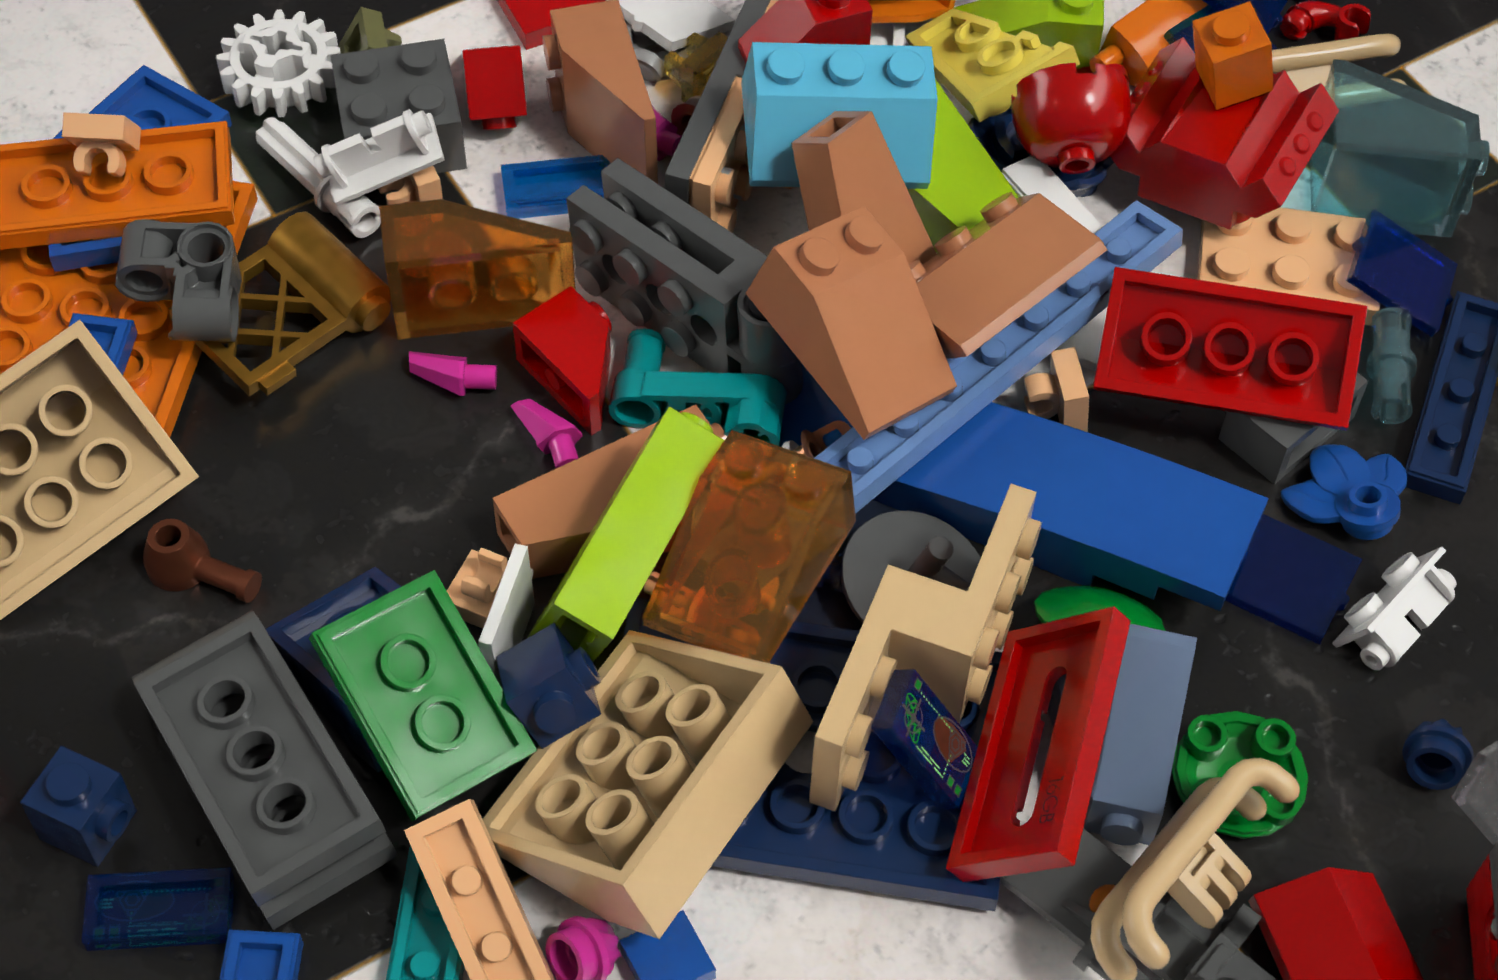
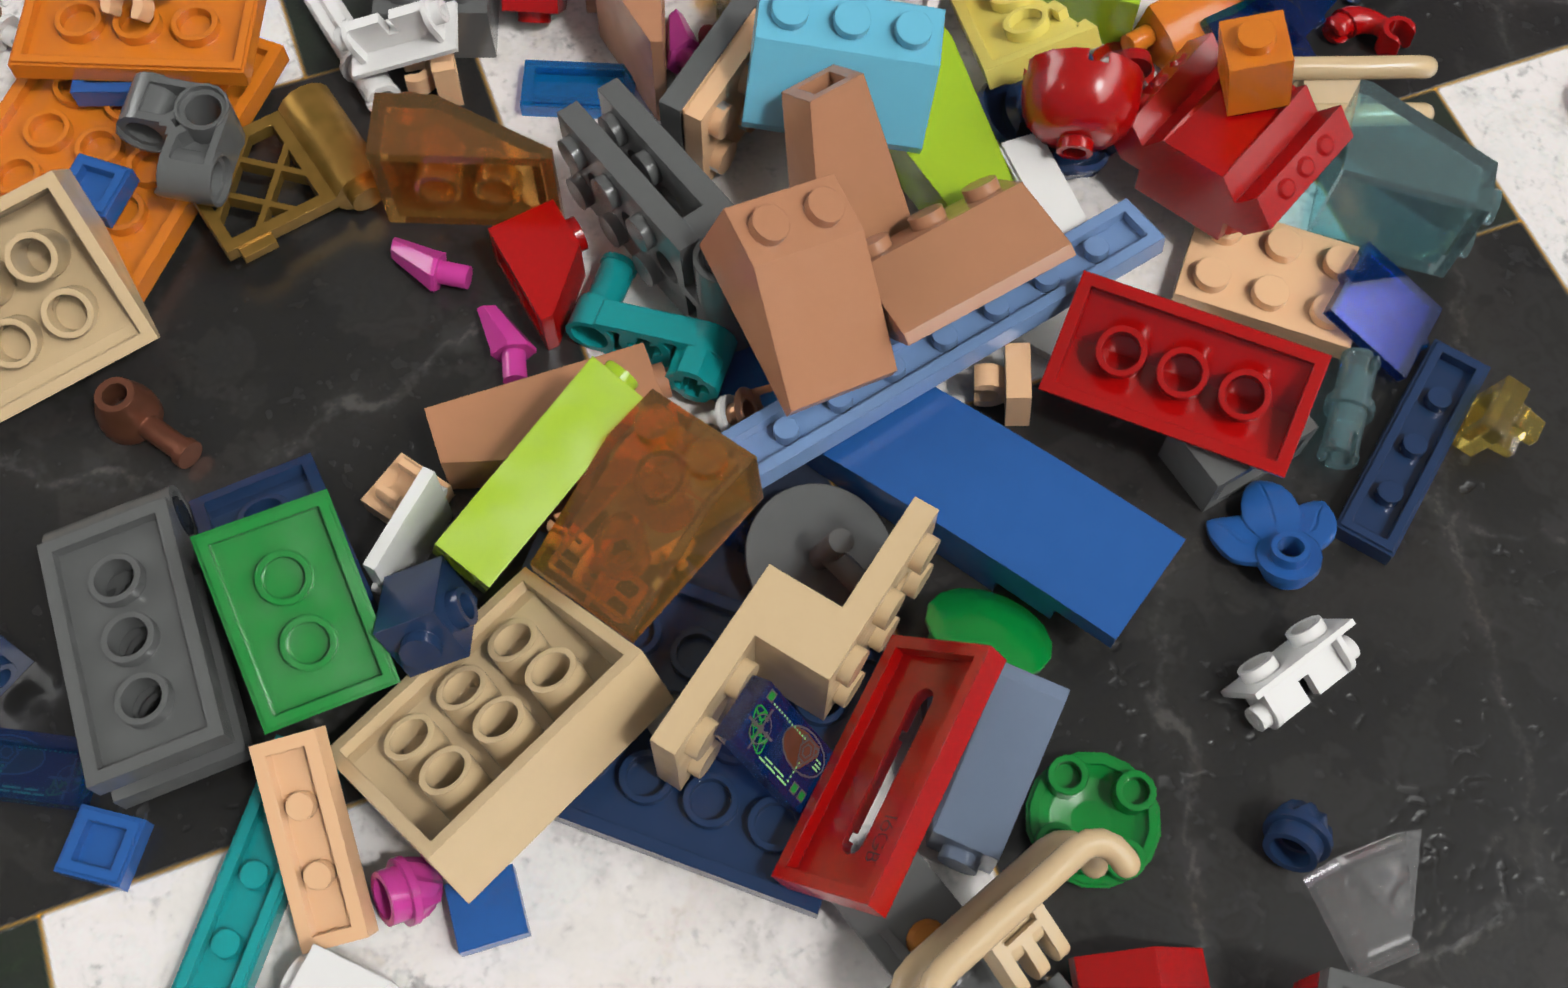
camera: 10 degrees right, 10 degrees up
(1293, 579) = (1197, 618): clear blue piece -> none

